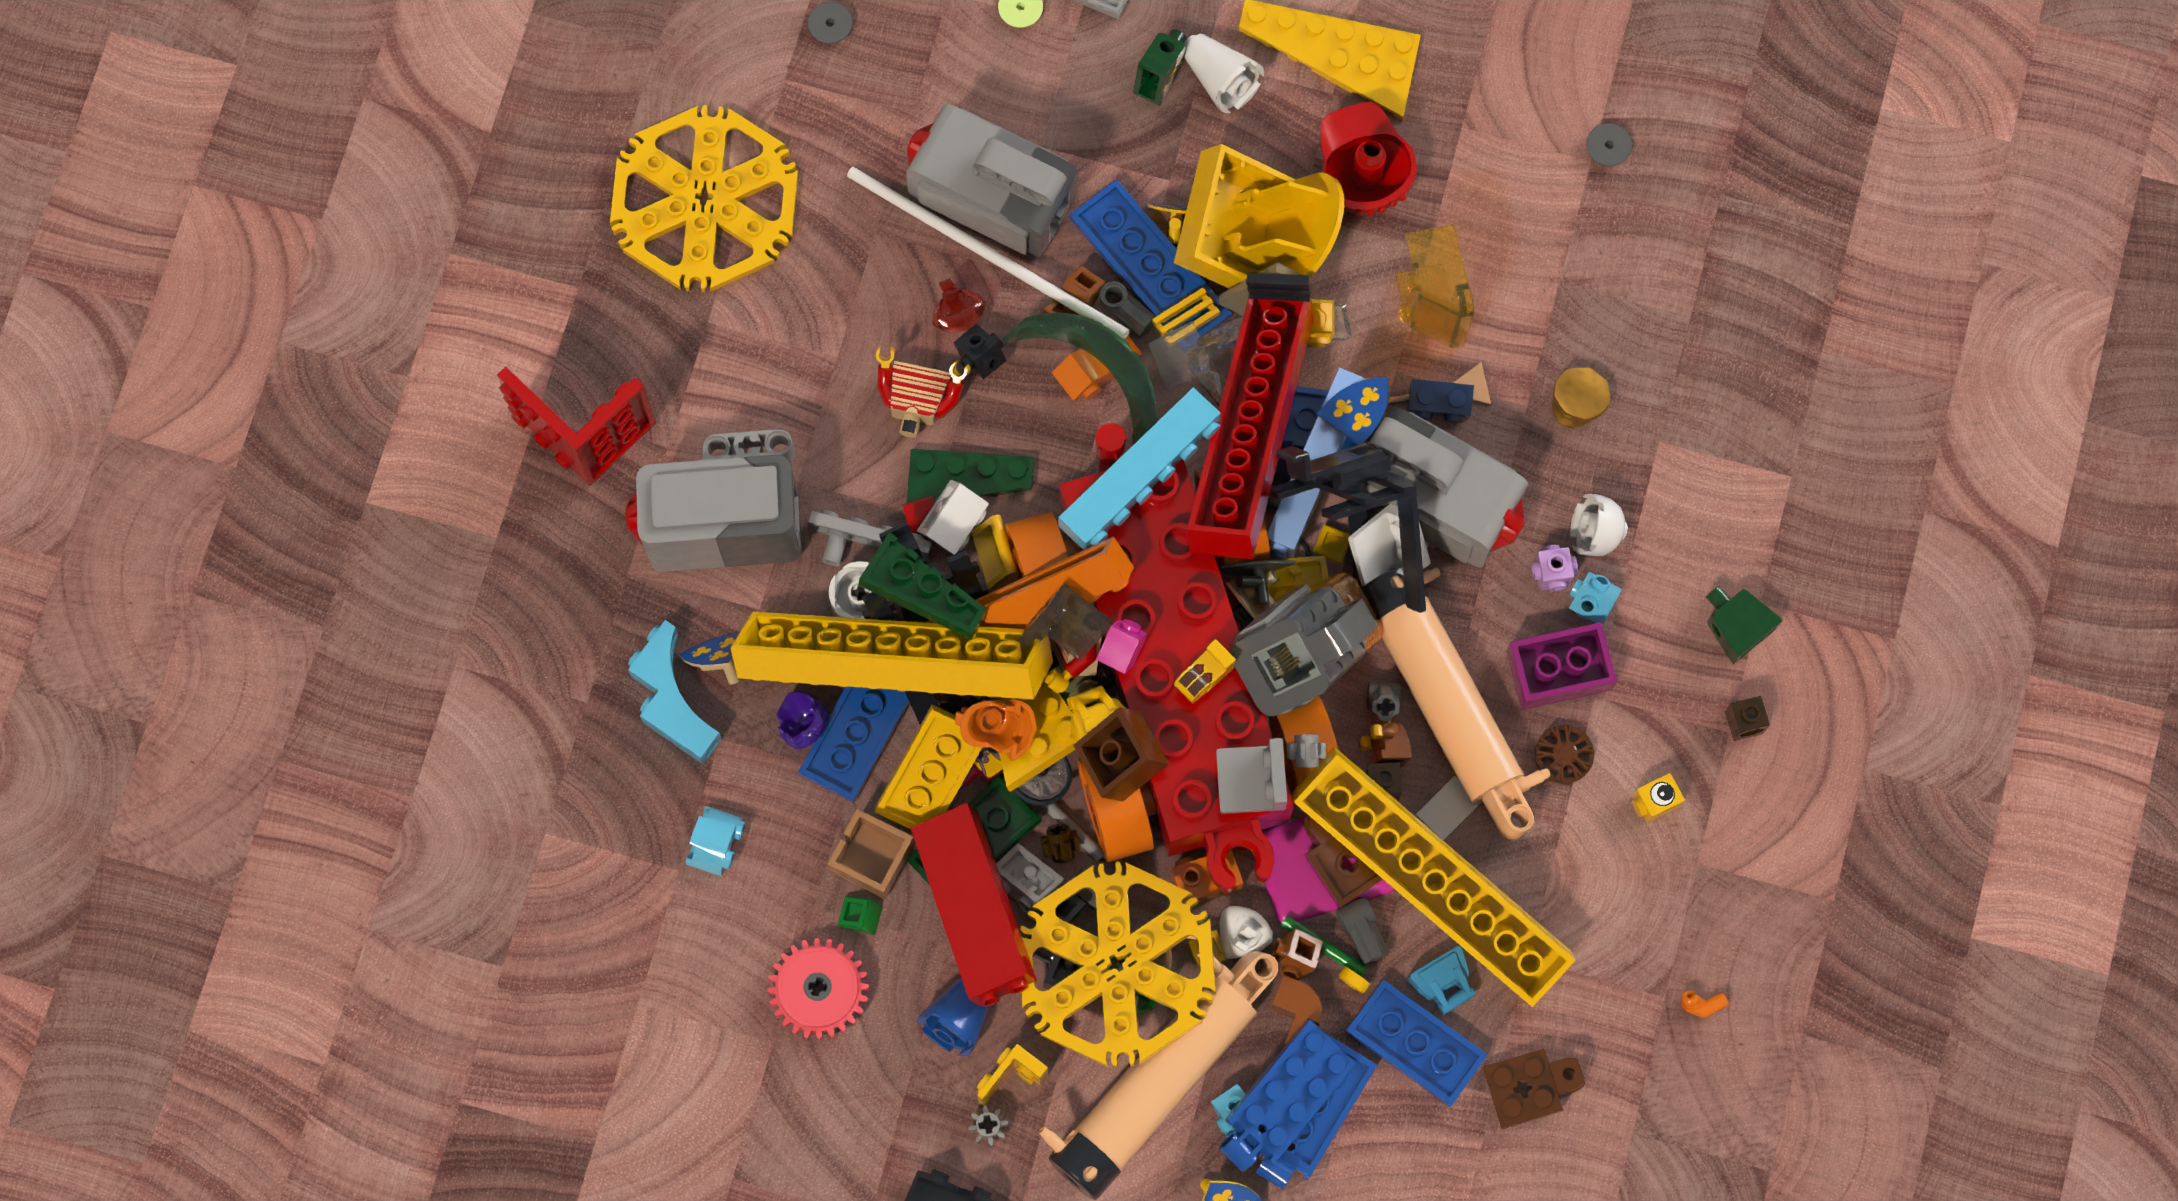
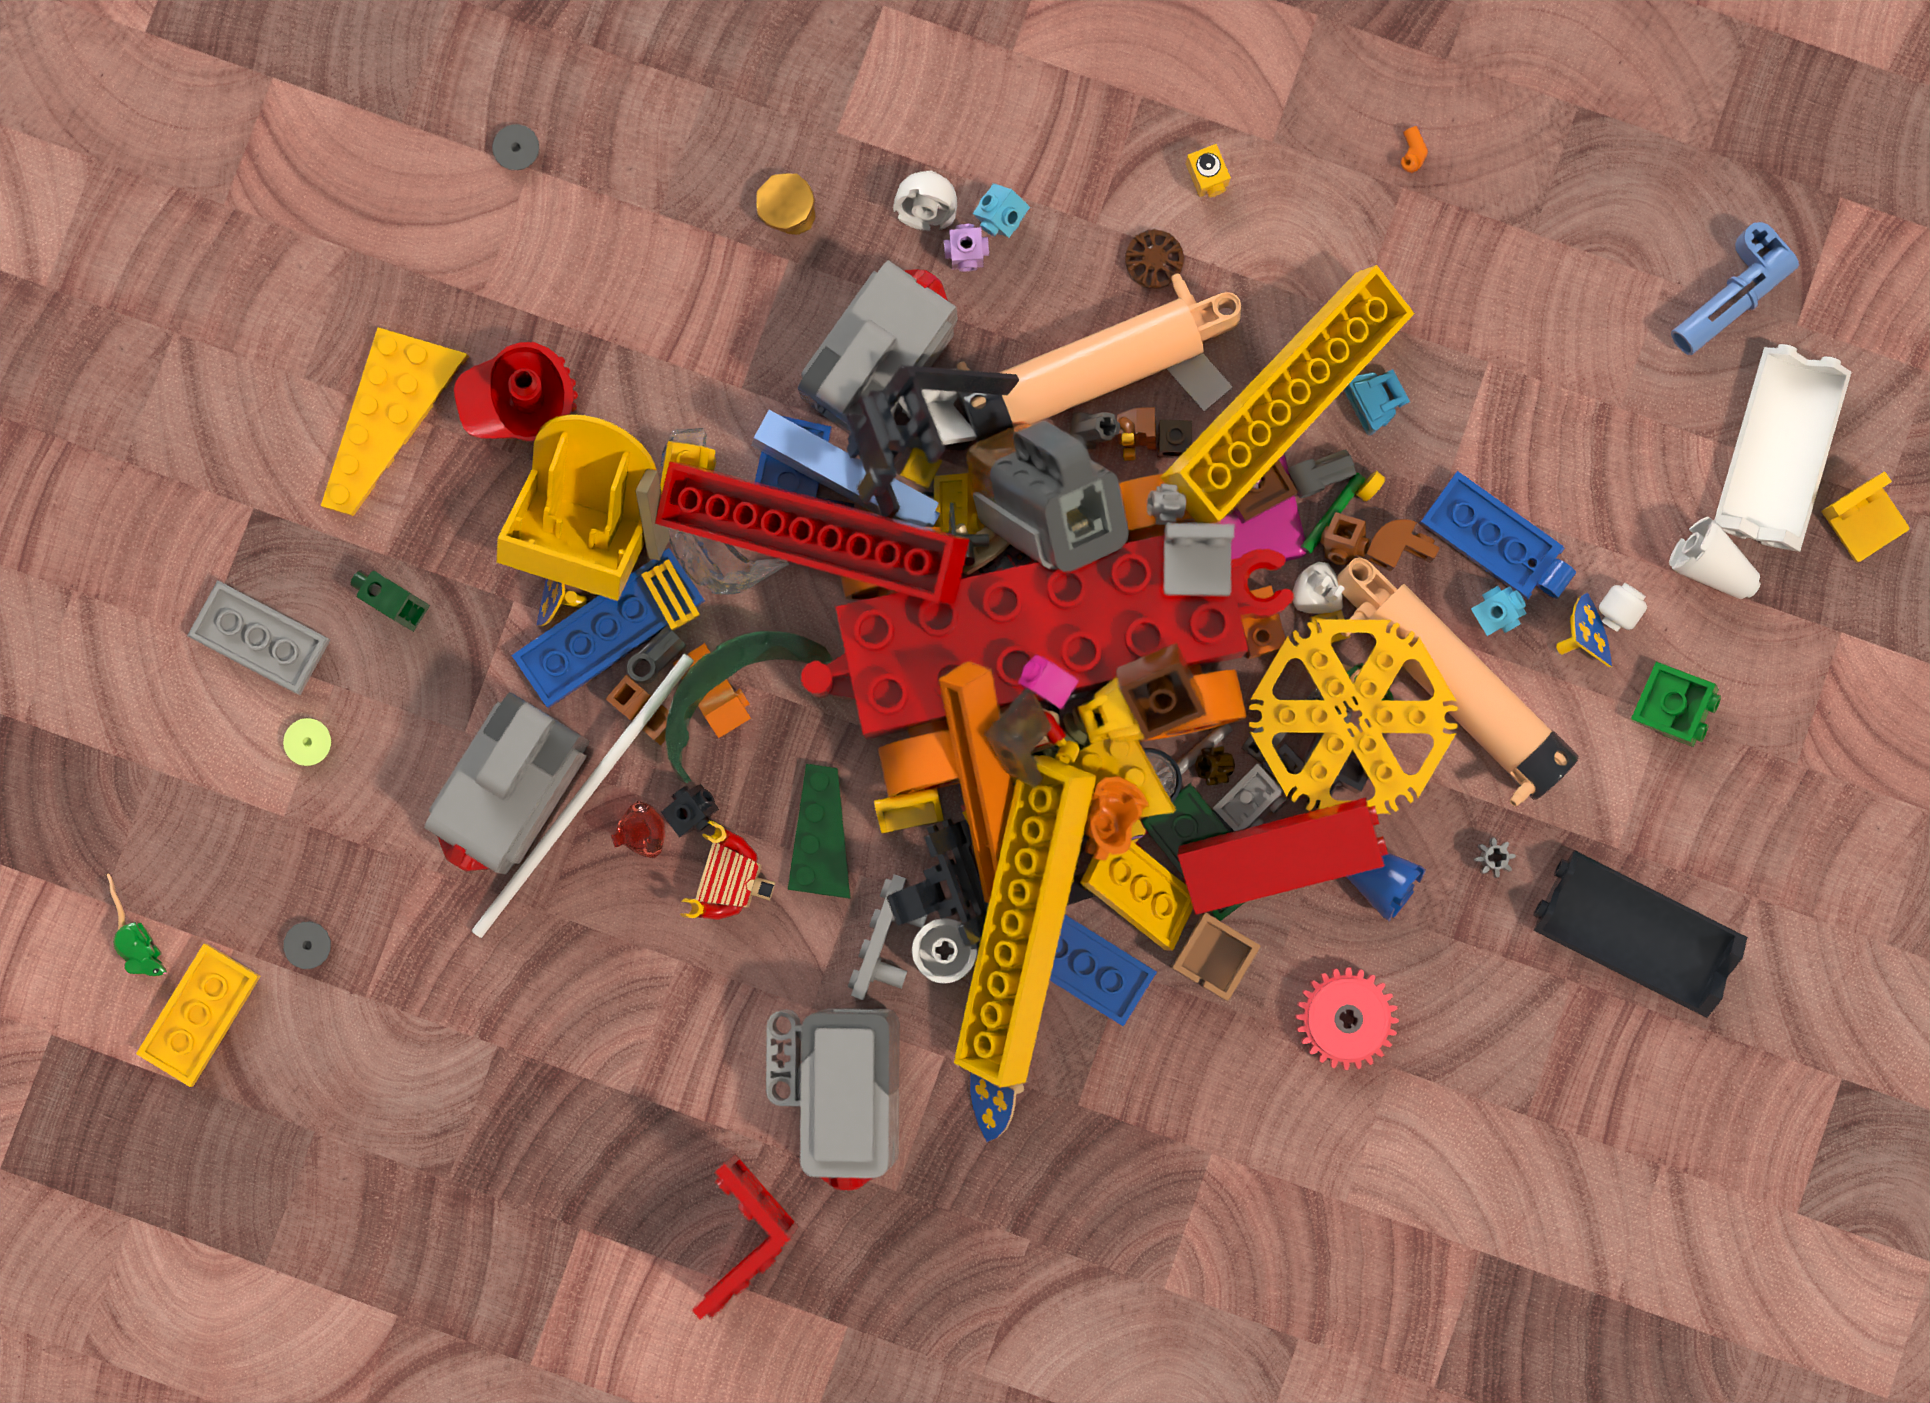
camera: 80 degrees left, 10 degrees up
(667, 710) = (1049, 1155): medium azure arch -> none
(713, 841) = (1184, 1115): medium azure cylinder -> none
(727, 213) = (502, 1118): yellow plate -> none
(801, 719) = (1070, 1019): dark purple hair -> none
(860, 915) = (1271, 972): green slope -> none
(915, 586) = (958, 893): dark green wing -> none
(917, 511) = (860, 883): red tile -> none
(953, 517) = (868, 850): white brick -> none
(1028, 1069) = (1444, 813): yellow bracket -> none
(1139, 469) = (862, 647): medium azure brick -> none
(1171, 354) = (710, 610): clear piece -> none
(1205, 672) = (1083, 598): yellow leg -> none
(1223, 72) = (402, 535): white cone -> none
(1278, 287) = (660, 492): black tile -> none
(1285, 1097) = (1492, 562): blue hinge -> none
(1358, 409) = (802, 421): blue shield -> none
(1416, 1043) = (1437, 431): blue plate -> none
(1436, 288) = (669, 332): clear yellow windscreen -> none
(1440, 399) = (779, 344): dark blue brick -> none
(1472, 377) = (763, 316): light nougat piece -> none
(1546, 1084) = (1485, 308): reddish brown plate -> none
(1561, 666) = (1069, 250): magenta brick -> none
(1740, 622) = (1034, 71): dark green torso -> none
(1747, 718) = (1134, 75): dark brown brick -> none

